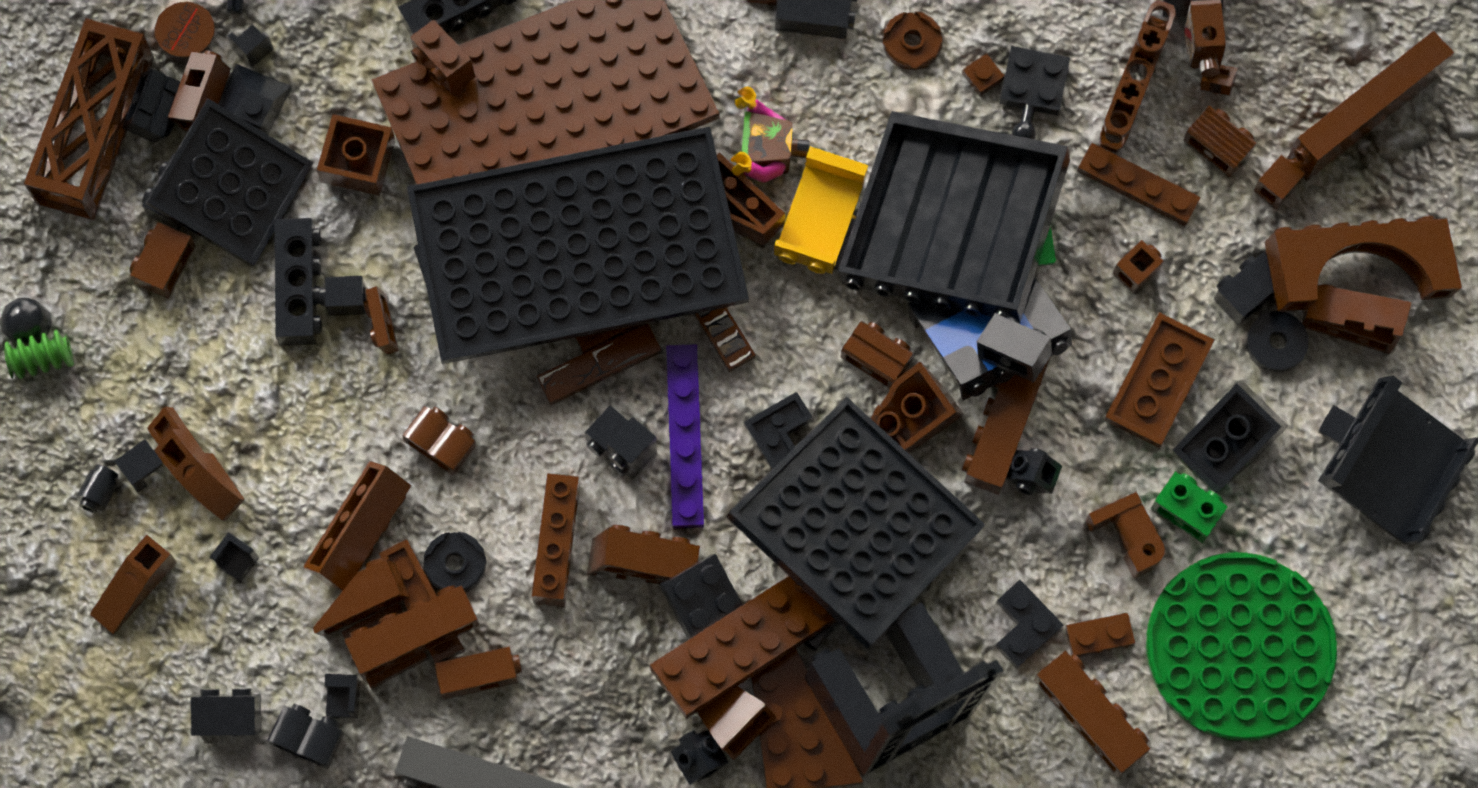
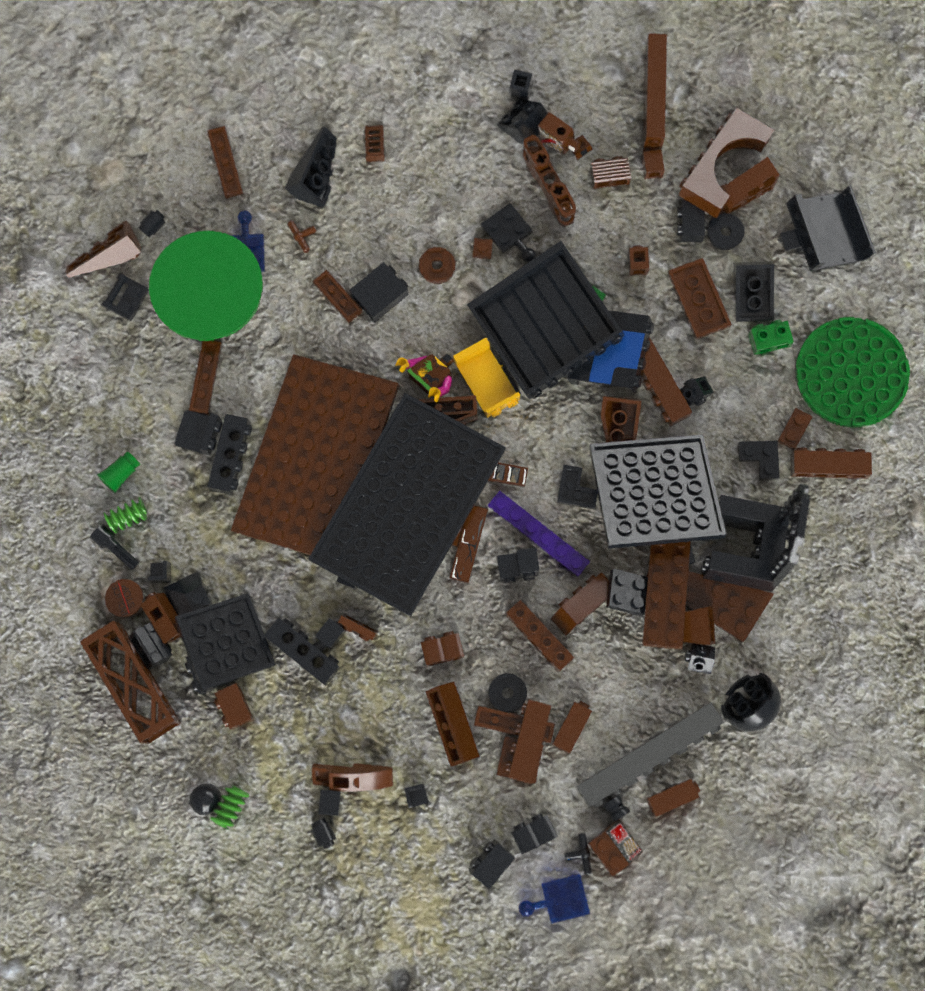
camera: 45 degrees left, 5 degrees up
(132, 583) = (387, 856): reddish brown slope -> none
(342, 695) = (528, 800): black panel -> none
(356, 154) = (264, 569): reddish brown brick -> none
(365, 595) = (491, 745): reddish brown slope -> none
(442, 57) = (253, 487): reddish brown brick -> none
(876, 353) = (577, 412): reddish brown brick -> none
(1014, 347) = (638, 347): brick -> none
(1134, 530) = (761, 371): reddish brown piece -> none
(1138, 184) = (597, 226): reddish brown plate -> none

